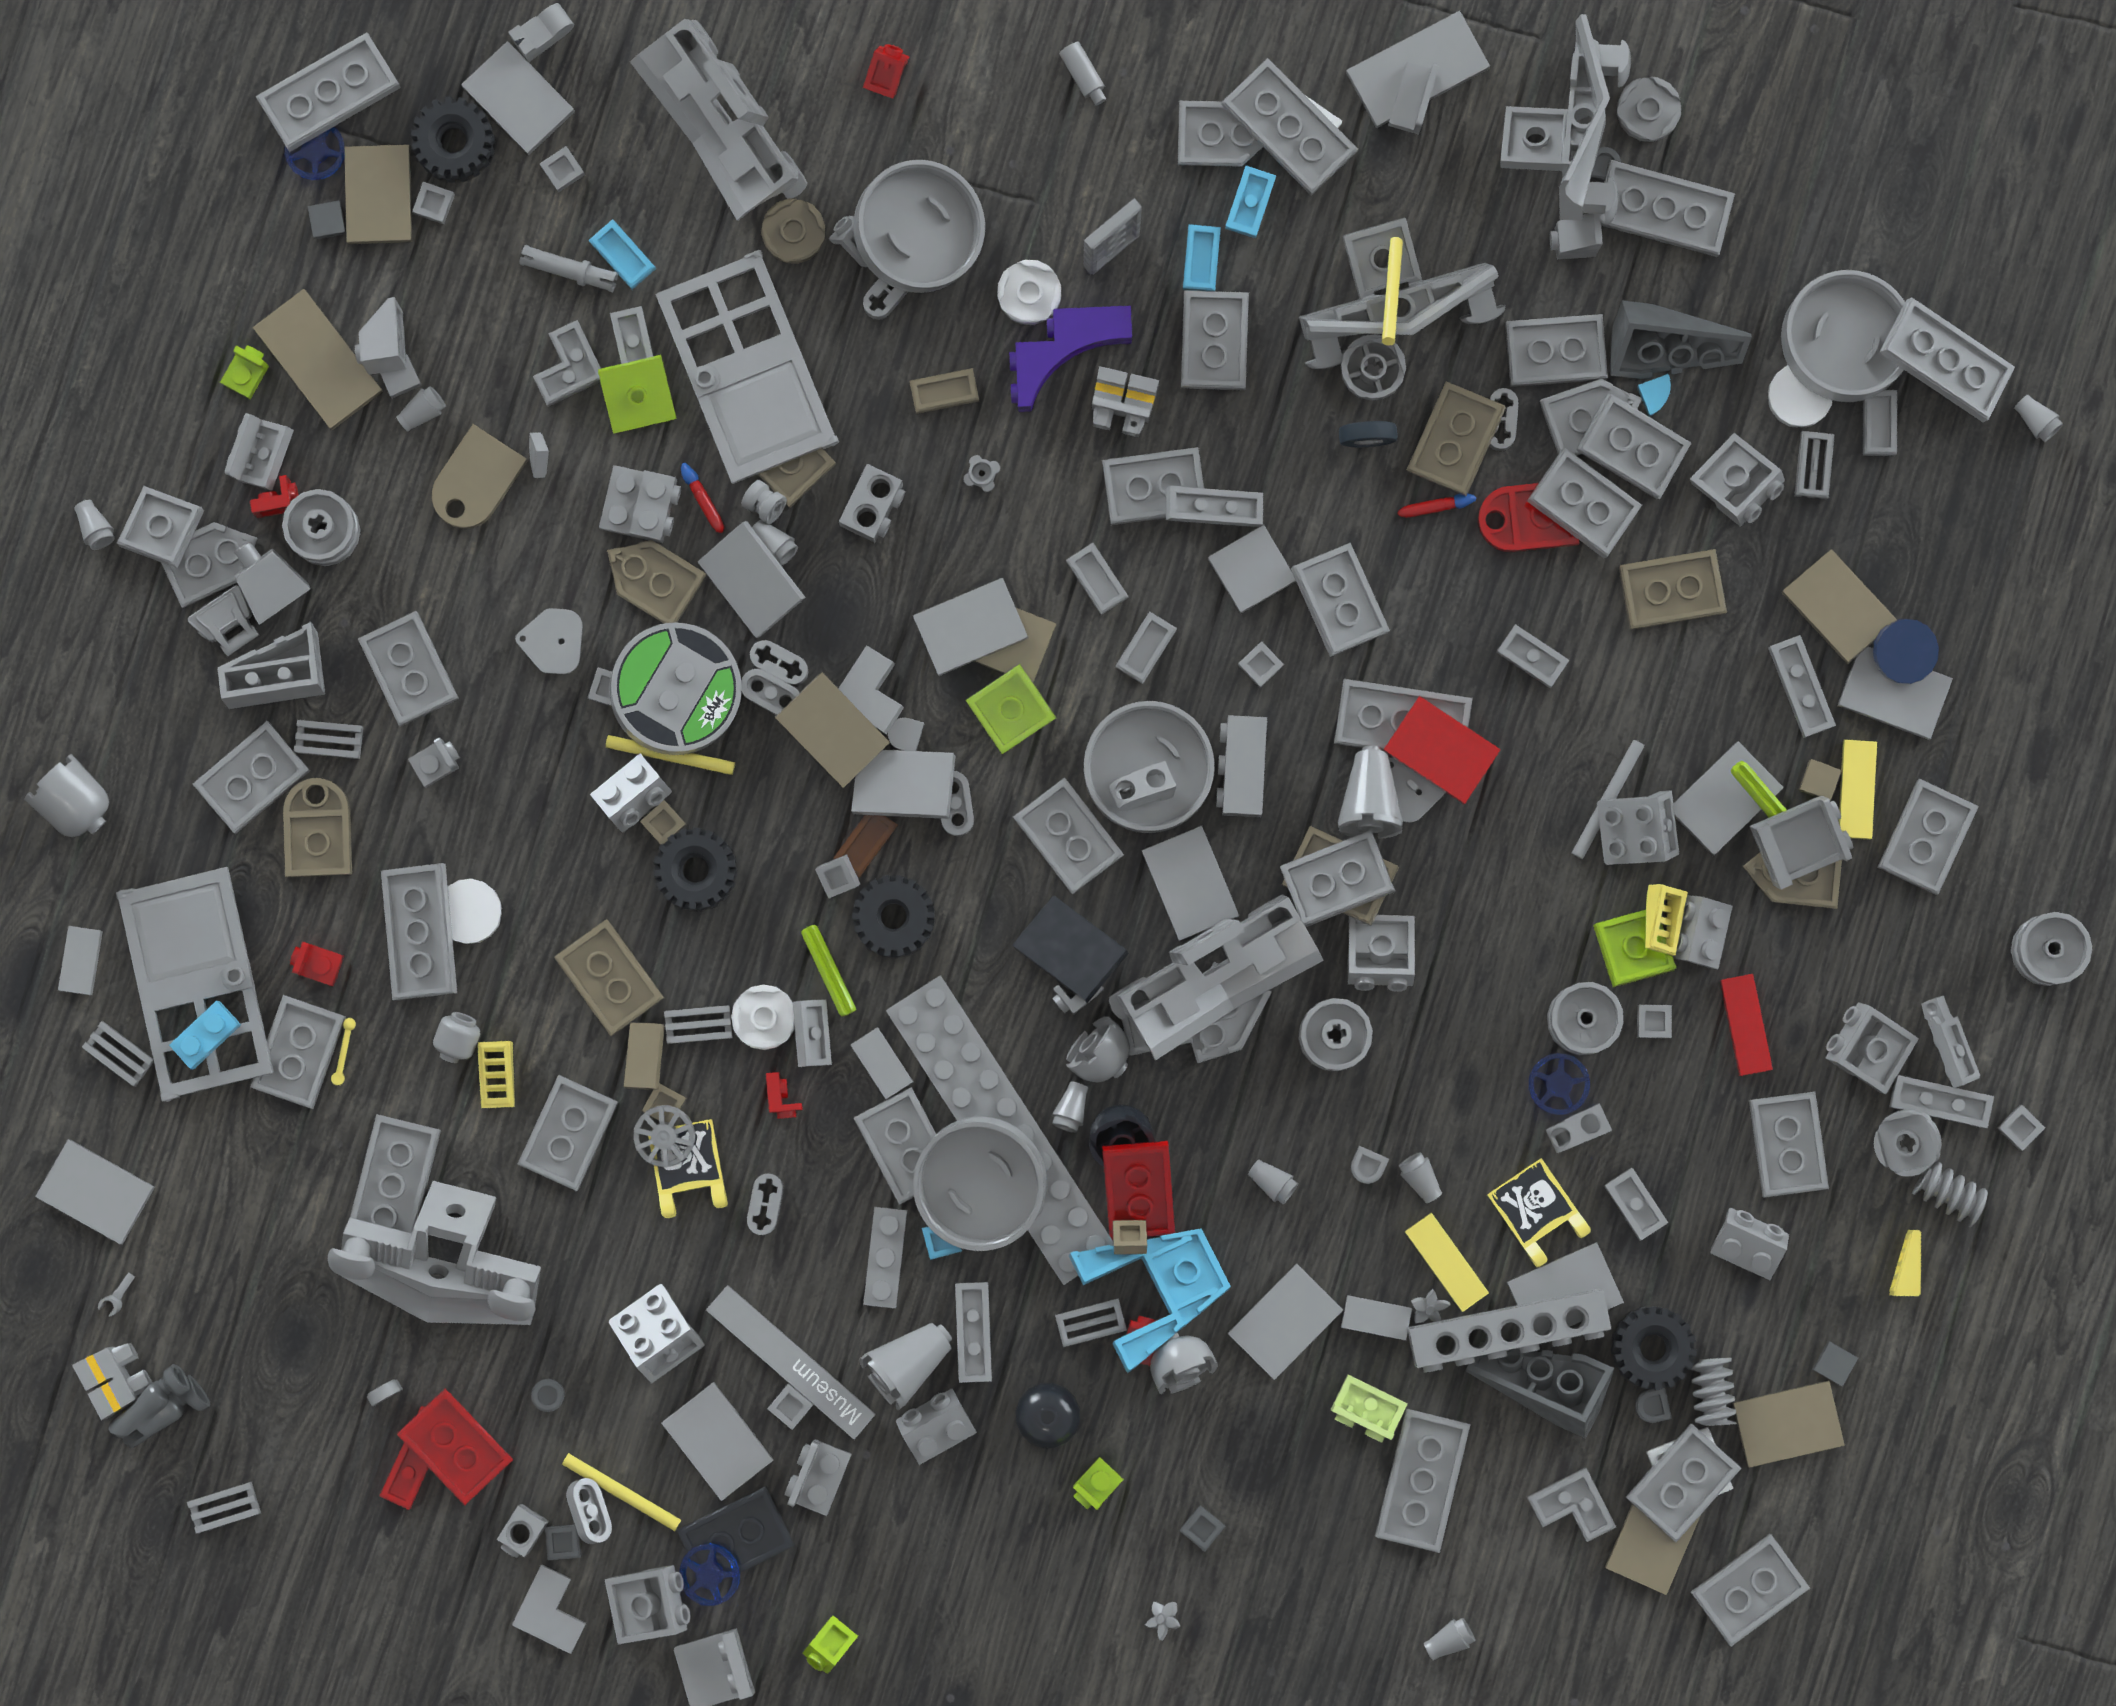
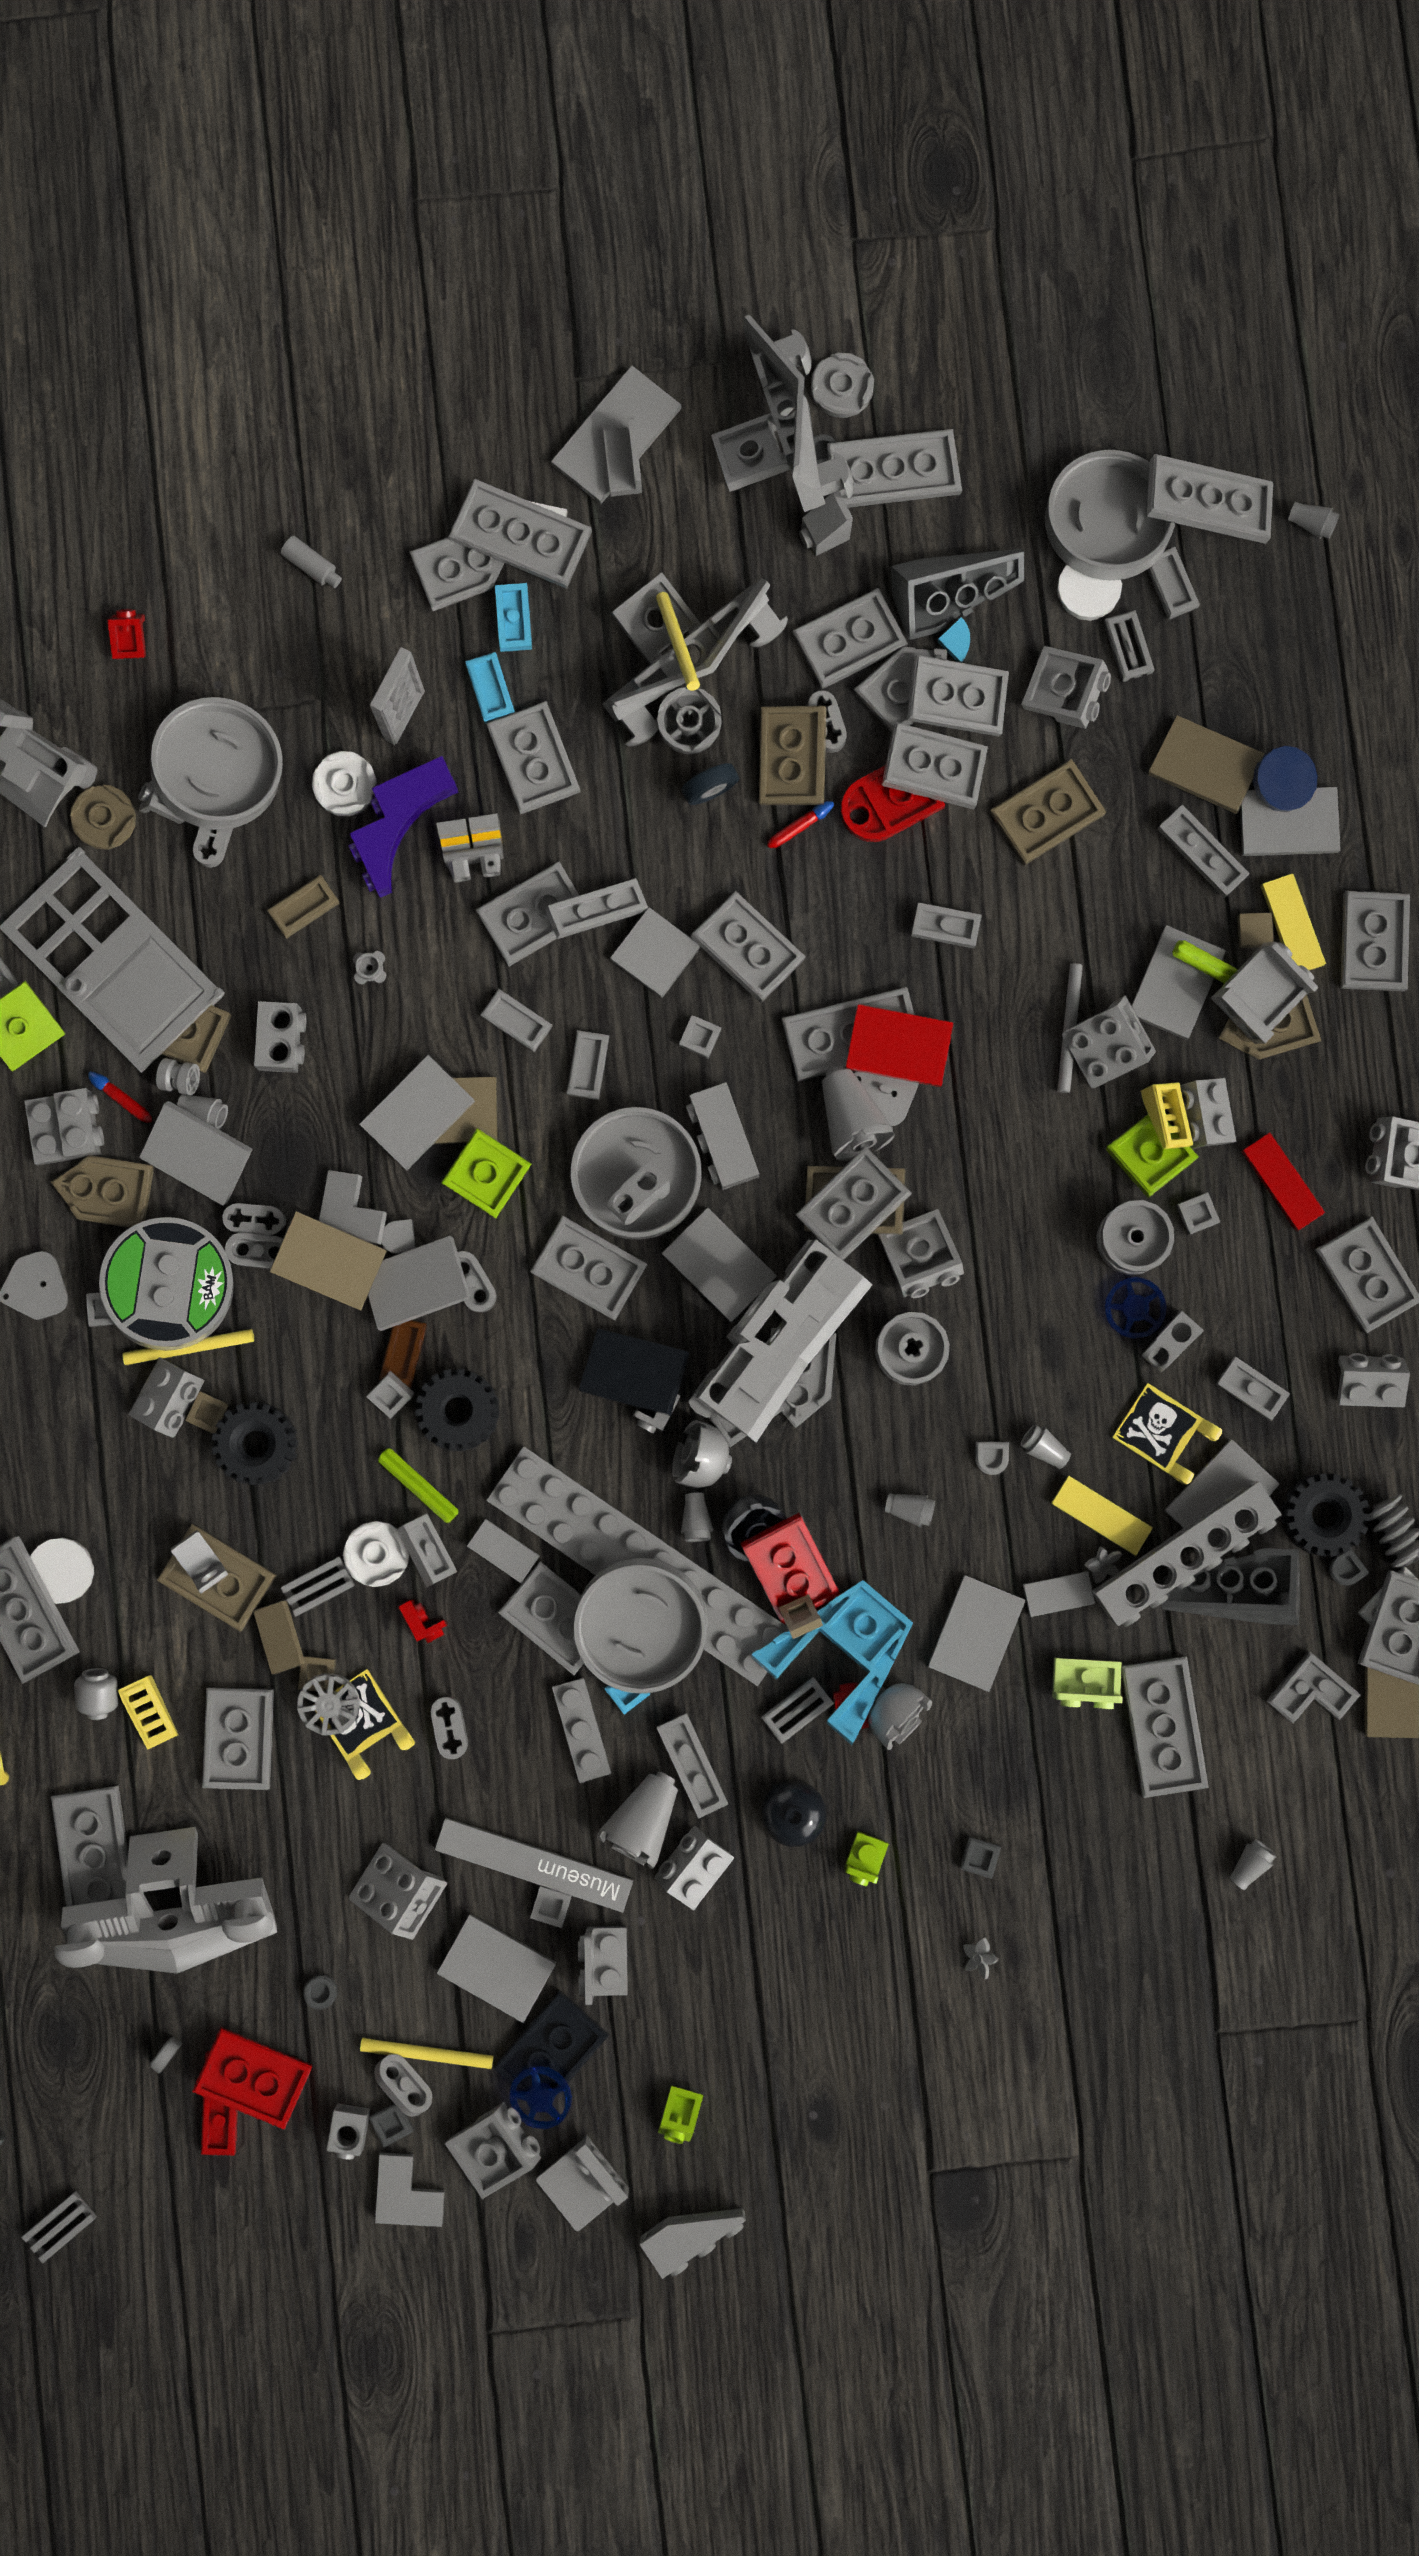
camera: 25 degrees left, 0 degrees up
(601, 956) = (199, 1561): none -> light grey bracket

